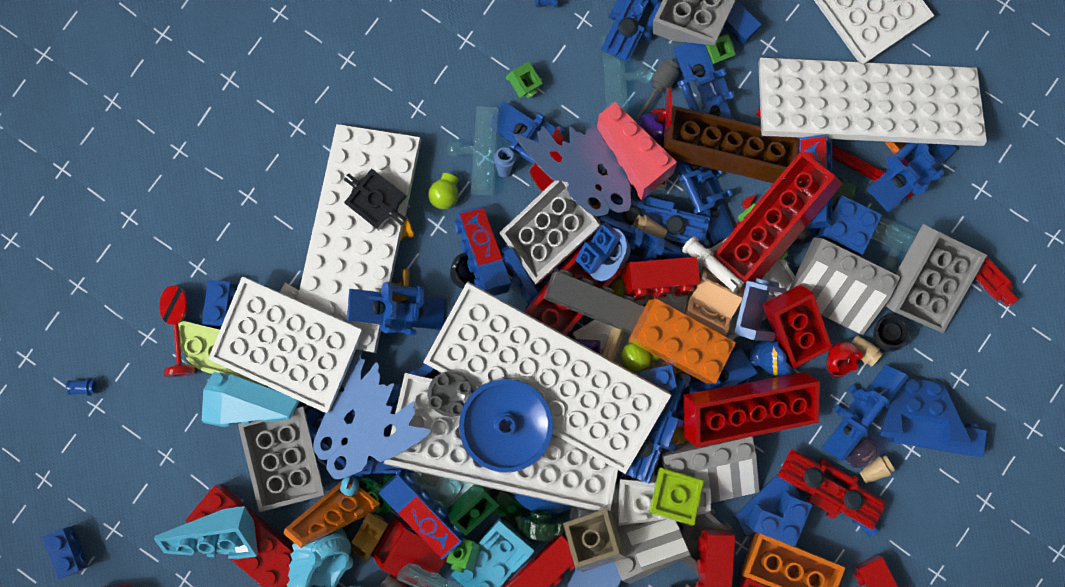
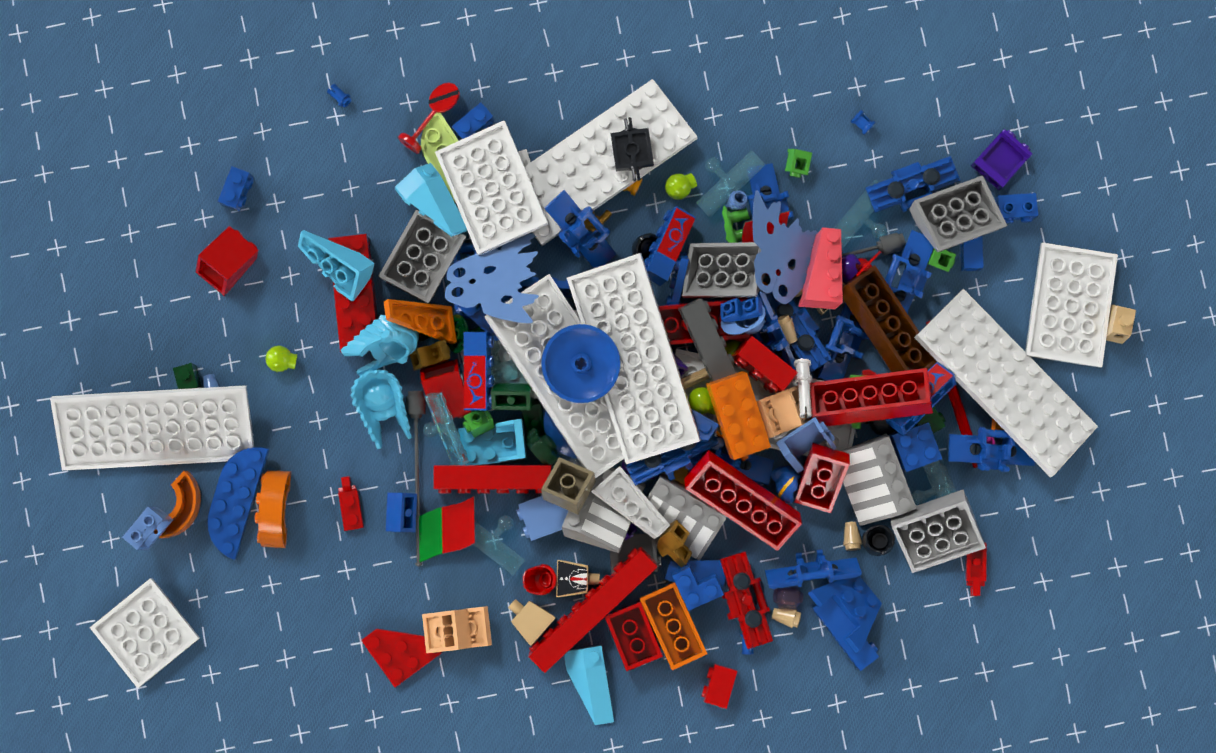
camera: 40 degrees right, 0 degrees up
(354, 488) = (443, 312): medium azure hinge -> none
(449, 393) = (564, 311): dark grey dish -> none
(512, 180) = (733, 217): none -> bright green connector
(676, 496) = (644, 508): lime plate -> none
(727, 500) = (673, 544): none -> pearl gold brick
(843, 359) = (831, 527): red hair -> none

